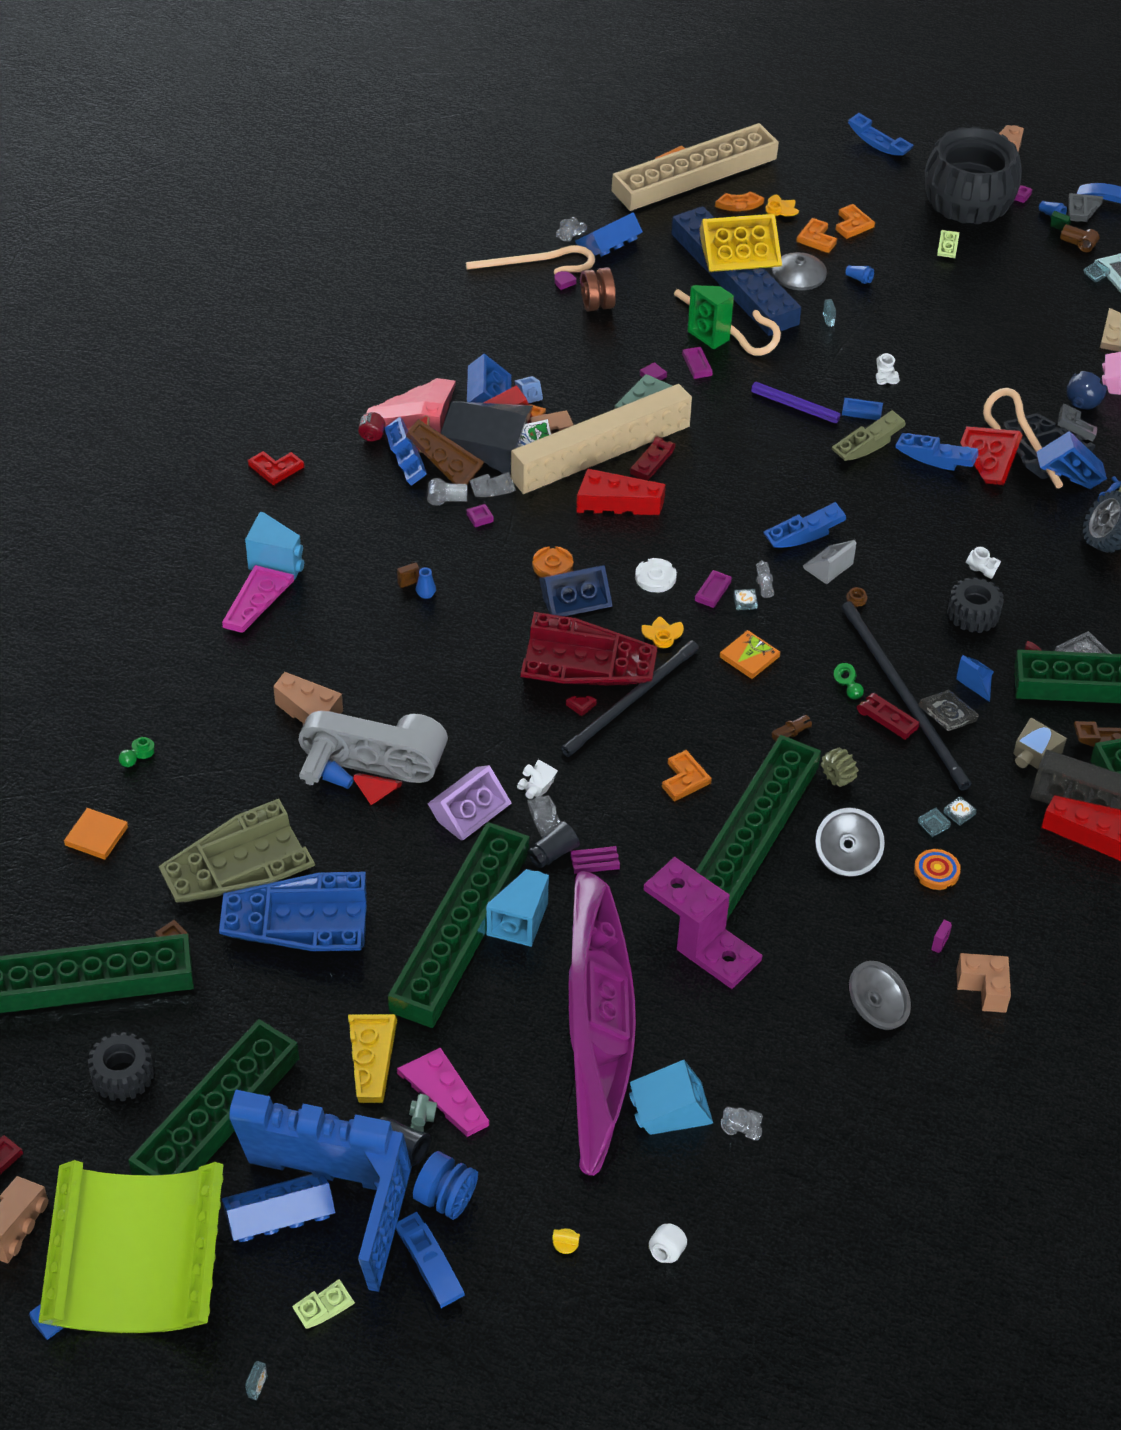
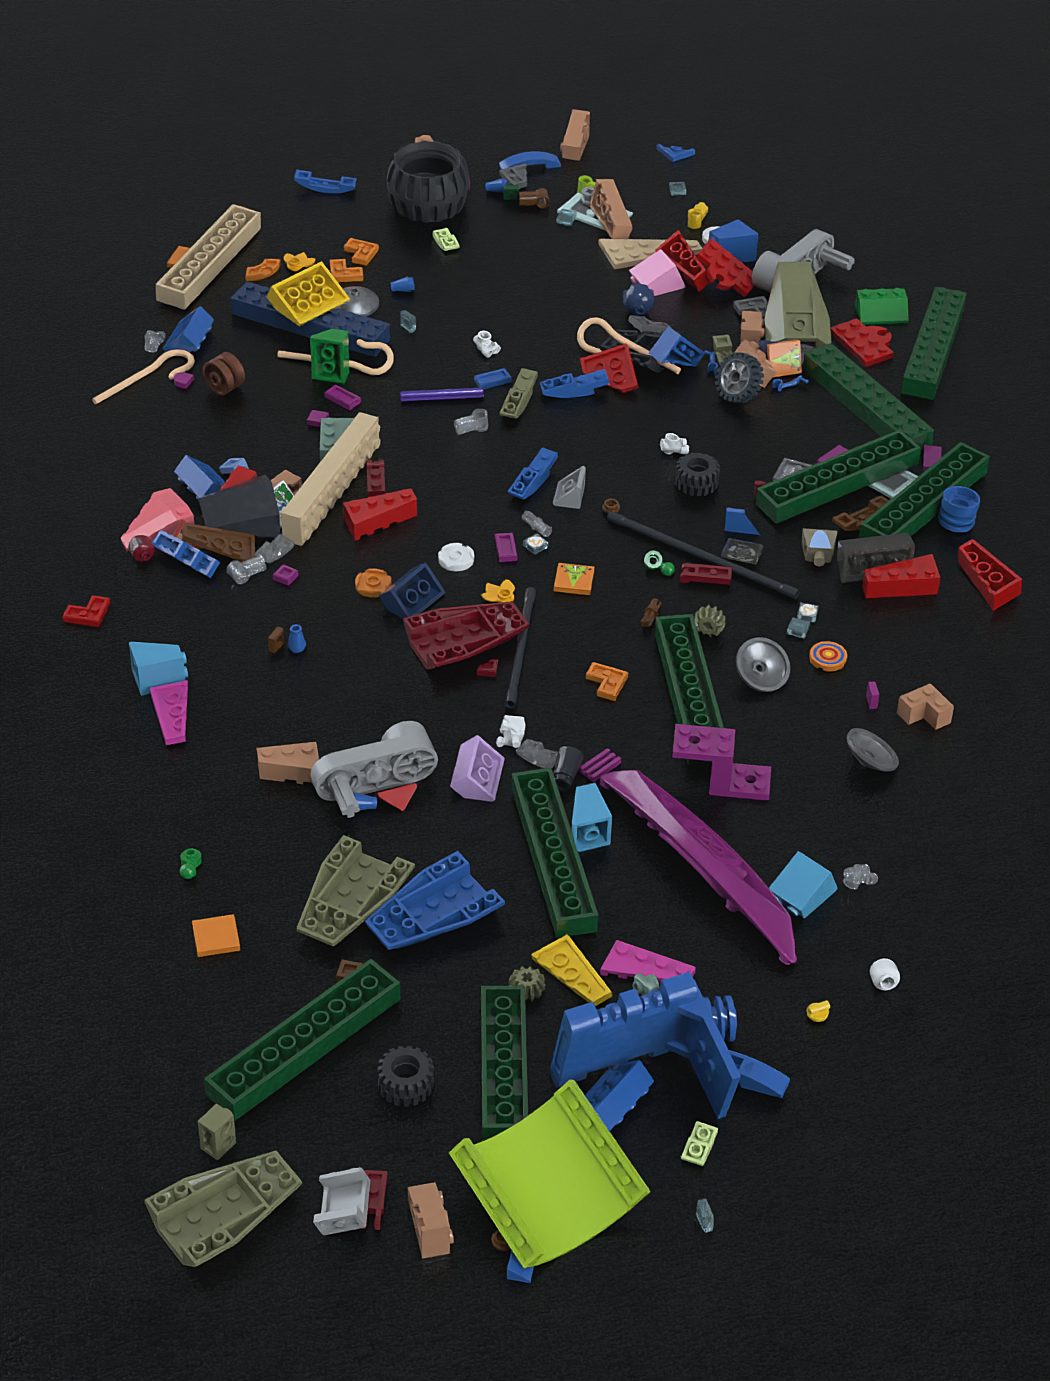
camera: 35 degrees left, 5 degrees down
(315, 1042) = (531, 980): none -> olive gear
(802, 445) = (477, 421): none -> clear piece

